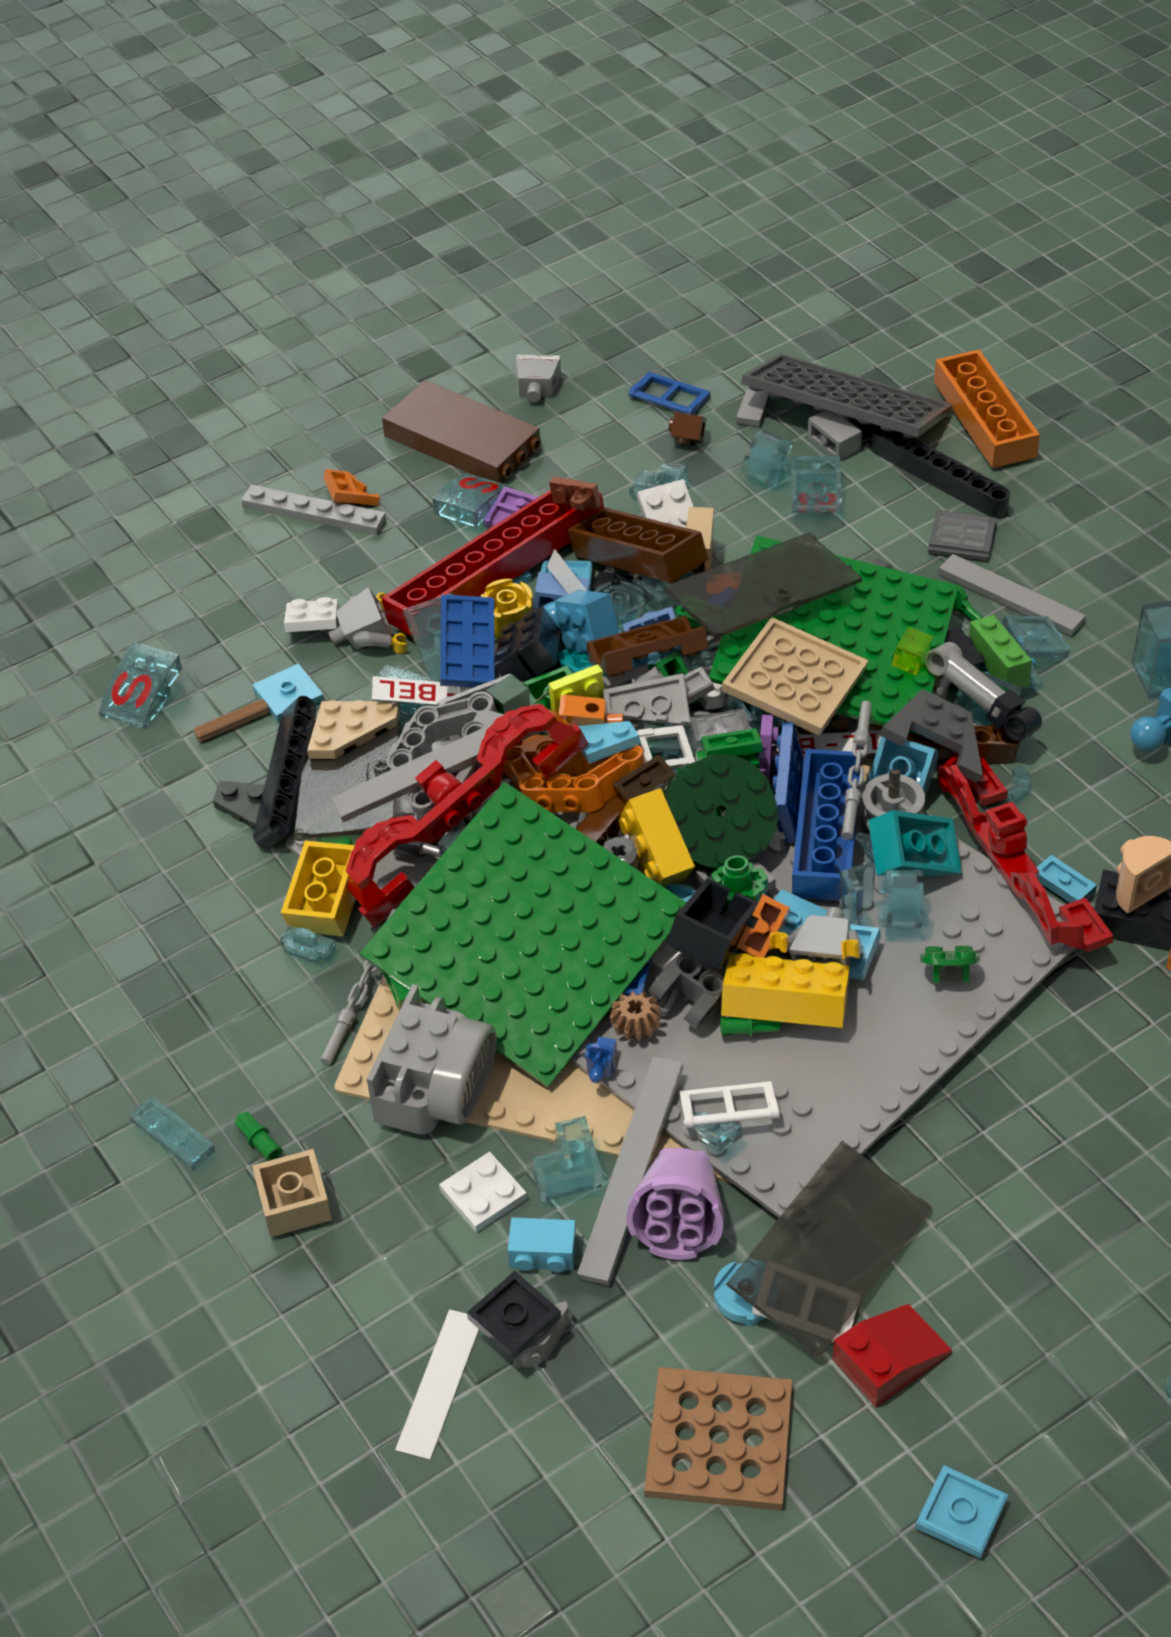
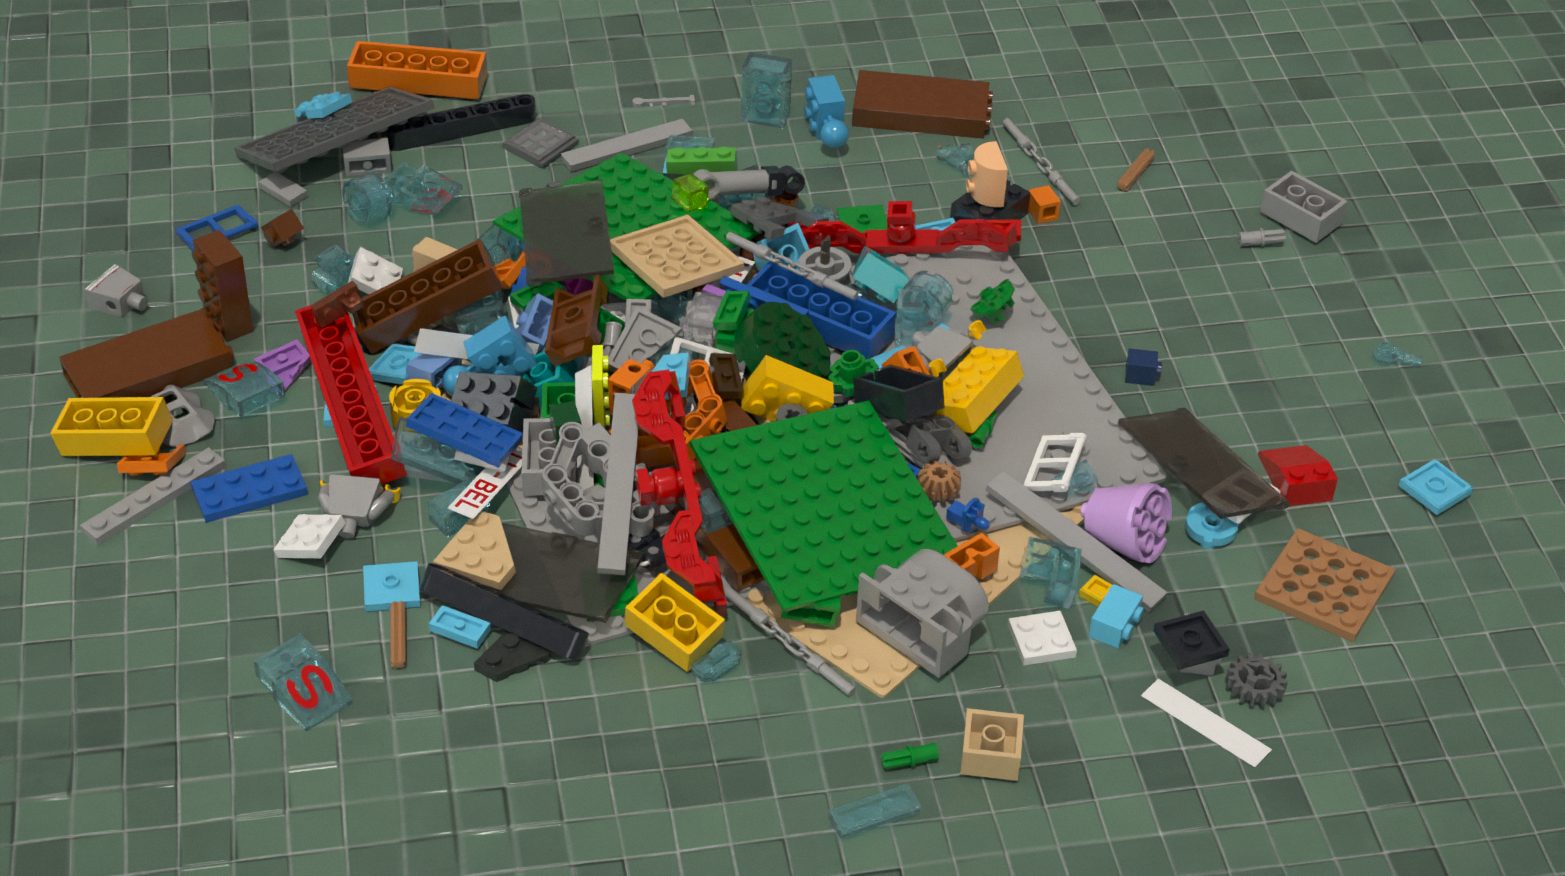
camera: 70 degrees left, 5 degrees down
(257, 753) = (459, 626): none -> medium azure plate
(356, 558) = (248, 488): none -> blue plate
(358, 445) = (112, 426): none -> yellow brick
(420, 486) = (189, 427): none -> light grey piece
(525, 1417) = (1256, 679): none -> dark grey gear
(528, 1079) = (976, 556): none -> orange brick
(552, 419) = (222, 285): none -> reddish brown brick
(584, 1217) = (1095, 590): none -> yellow tile
(883, 376) = (323, 105): none -> medium azure plate
(967, 1140) = (1142, 367): none -> dark blue brick
(1044, 817) = (863, 217): none -> green plate
(1091, 577) = (639, 102): none -> light grey piece

